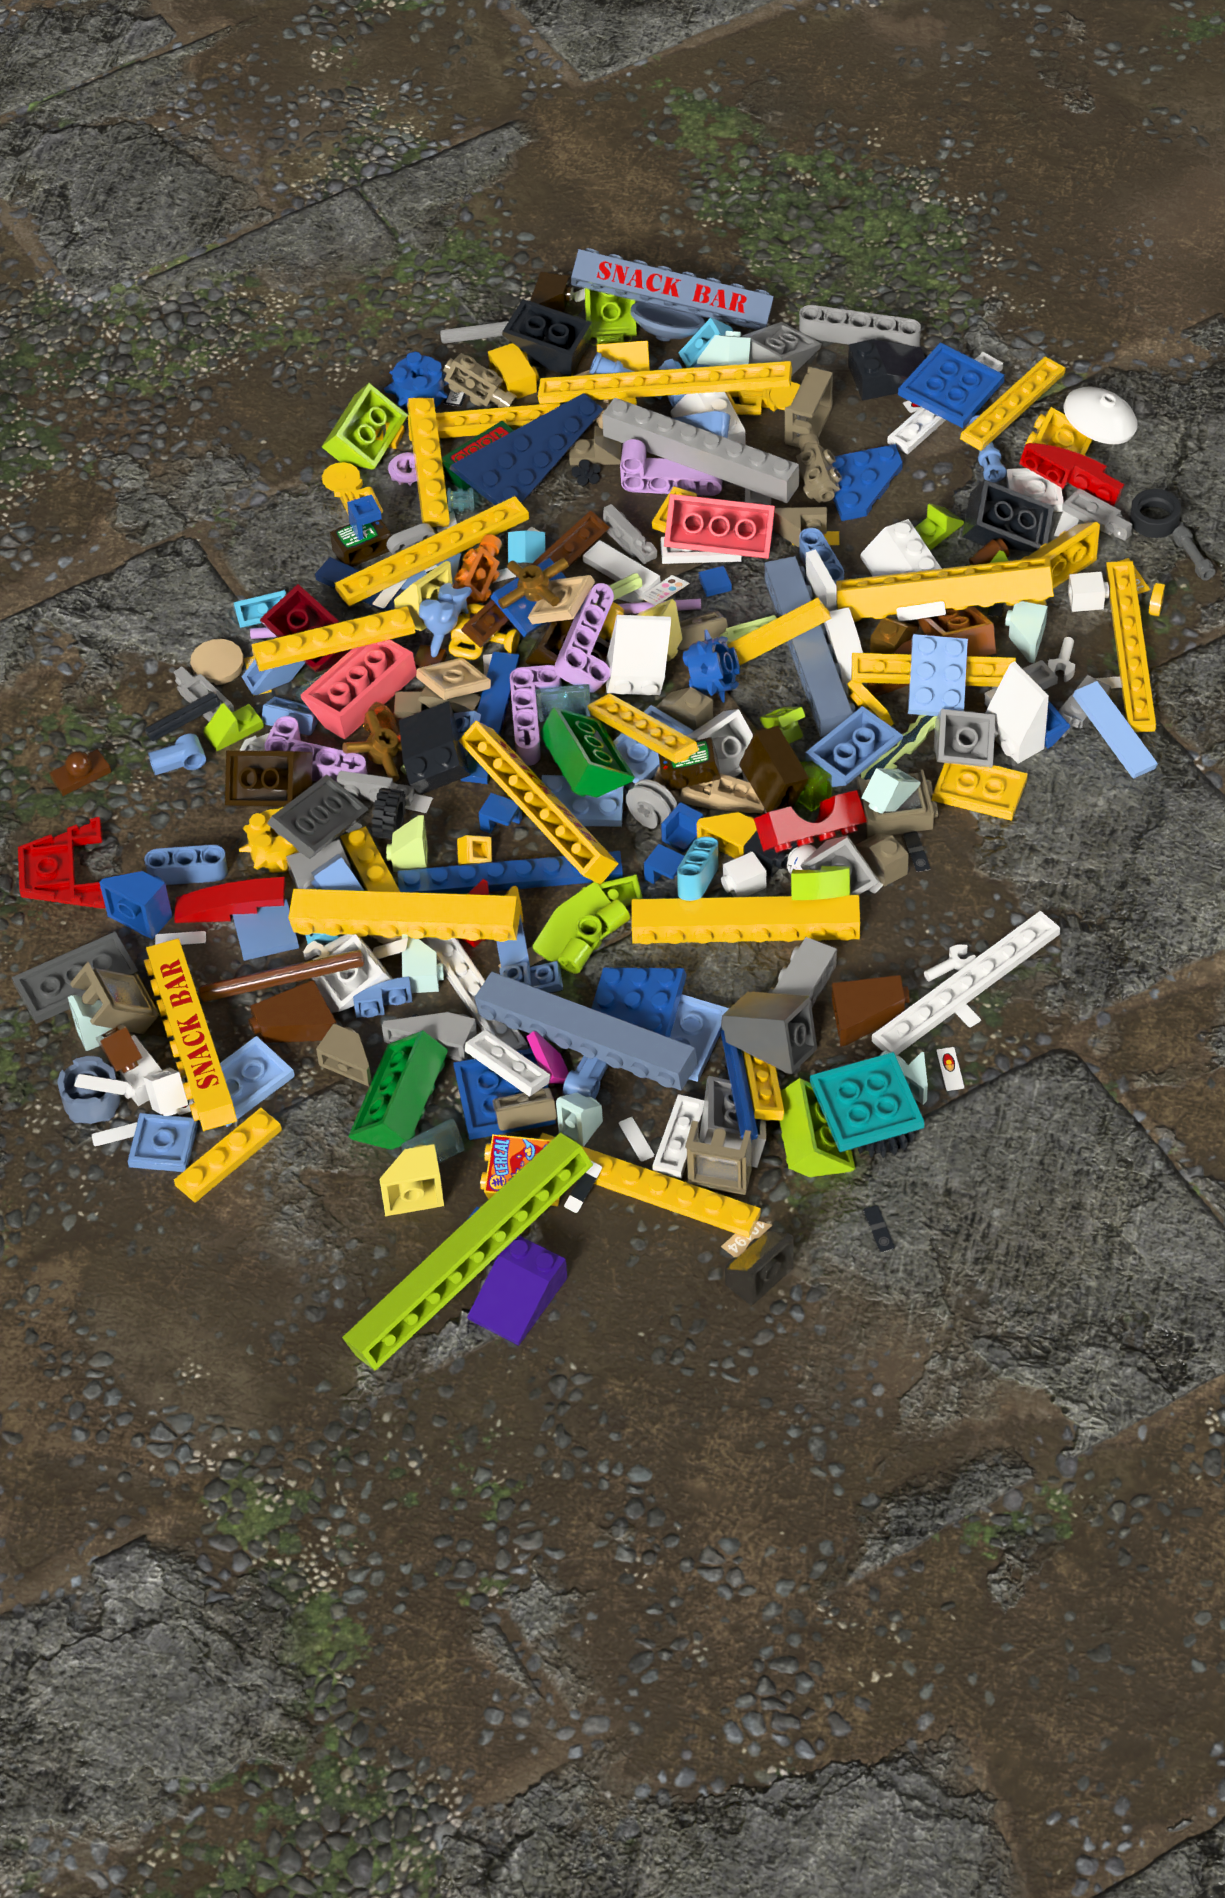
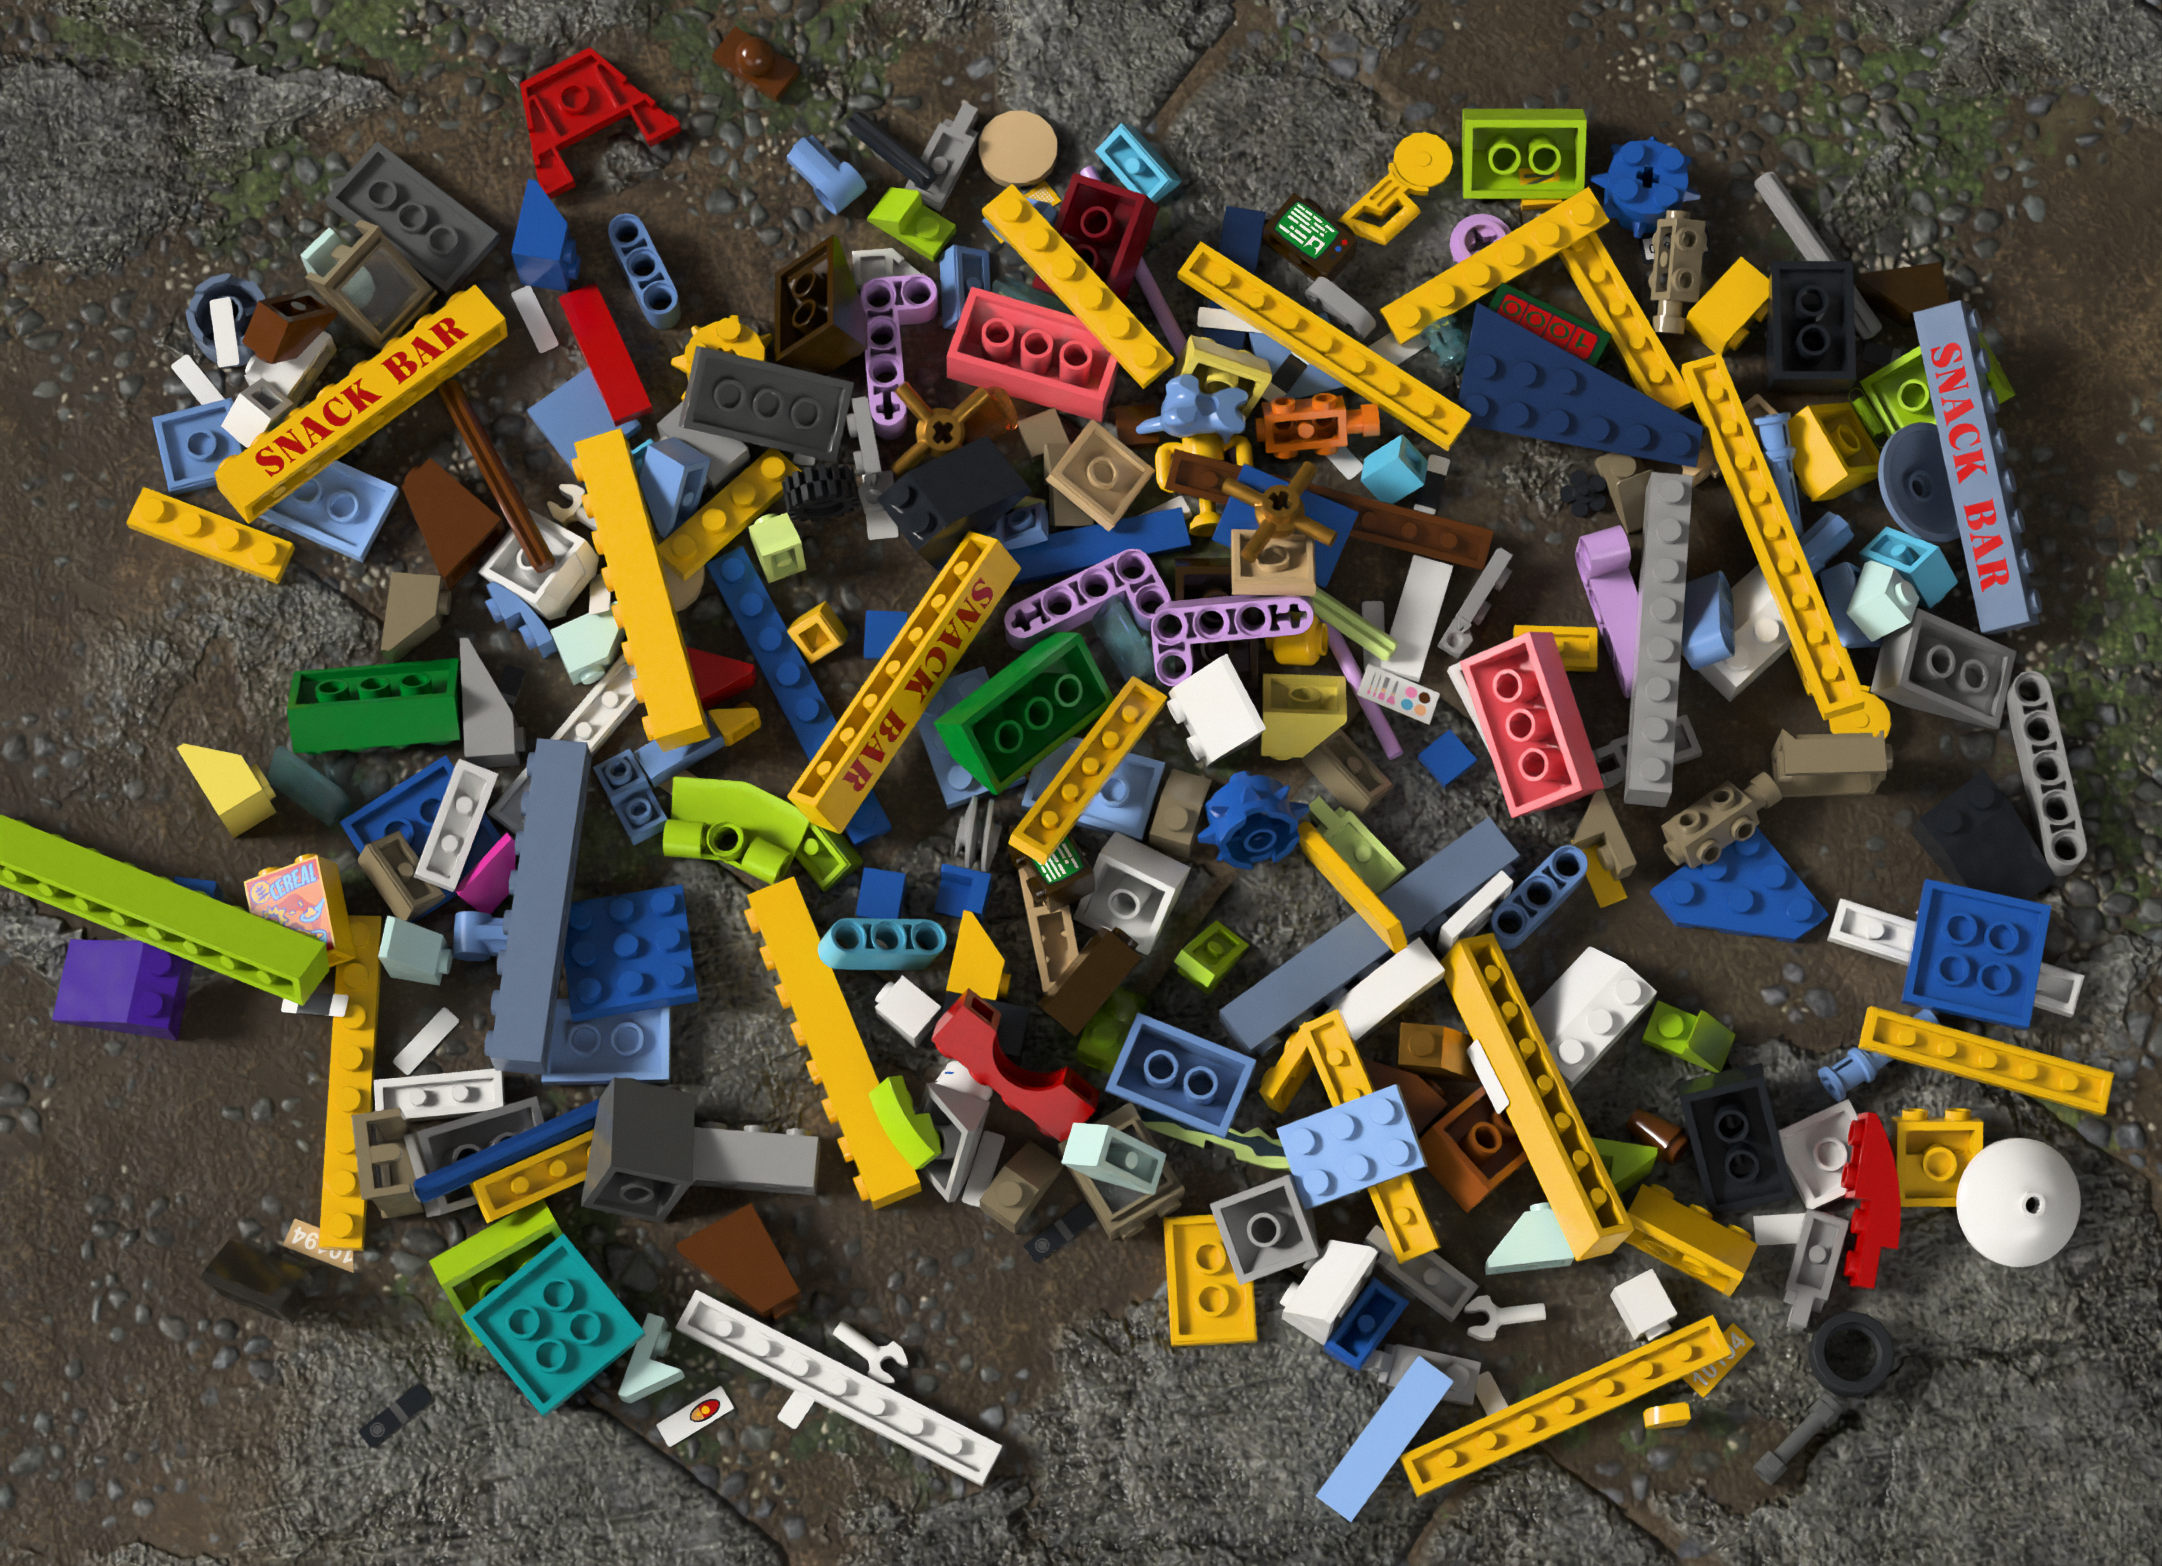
camera: 65 degrees right, 20 degrees up
(361, 512) = (1323, 224): blue panel -> none

